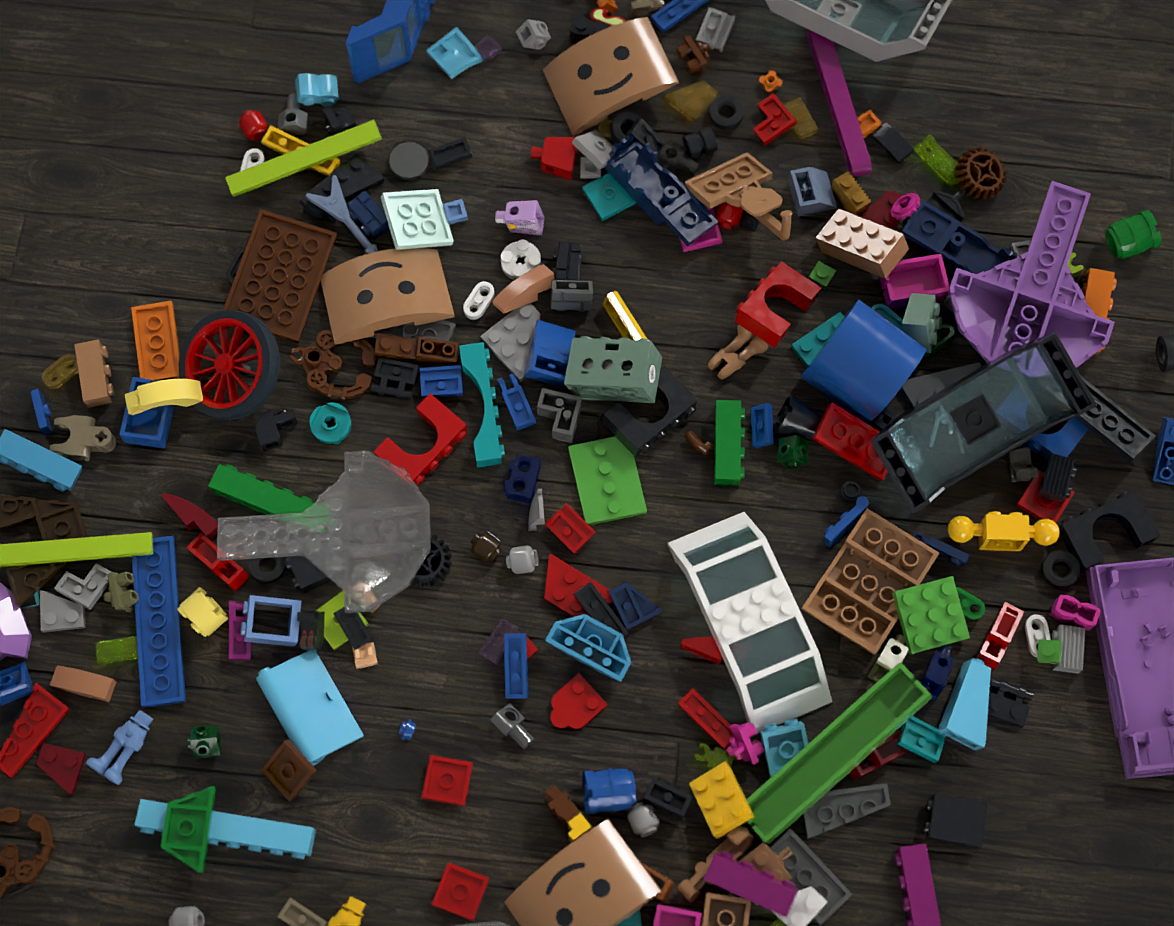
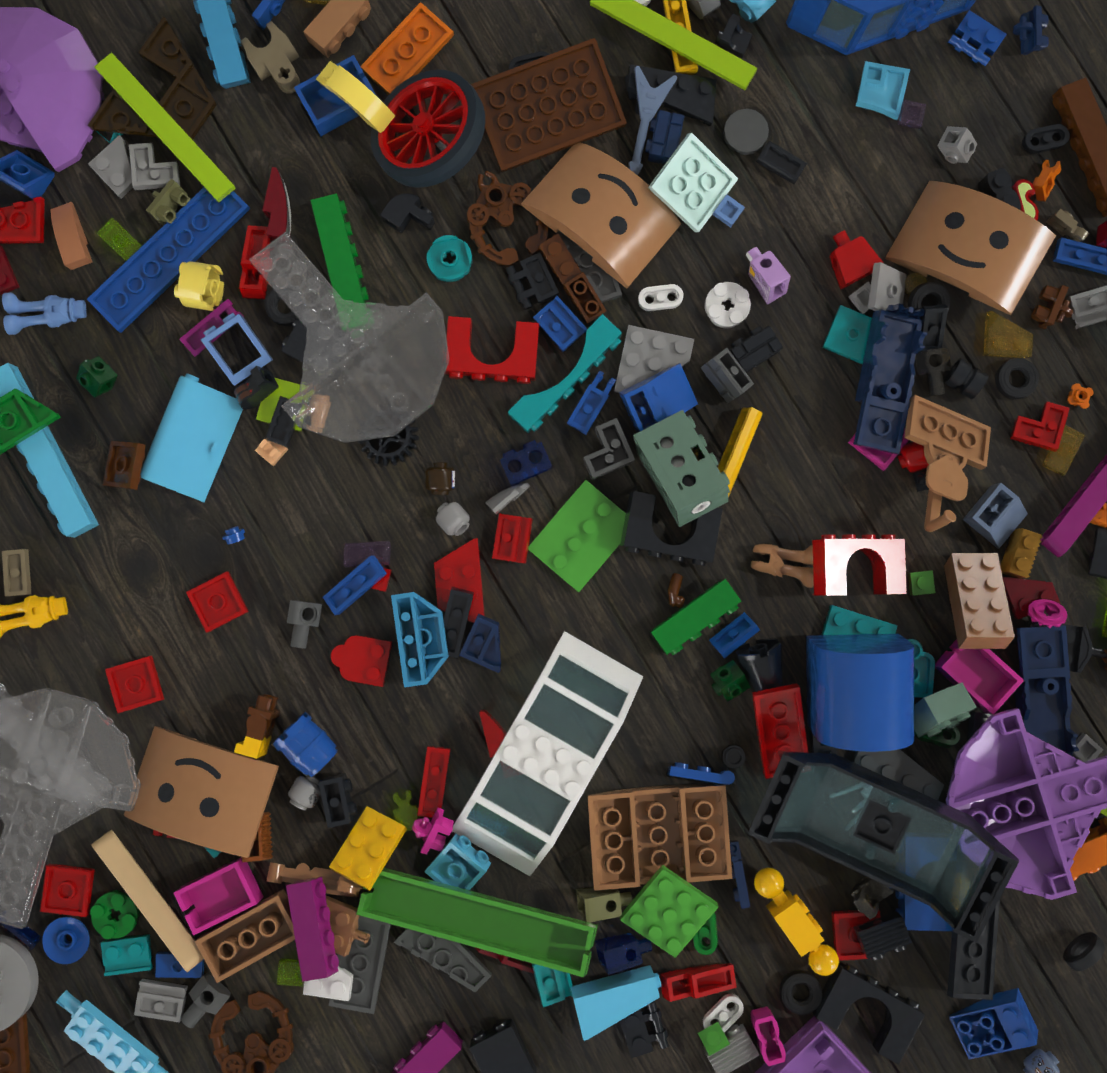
camera: 50 degrees right, 15 degrees up
(524, 289) = (700, 330): nougat slope -> none

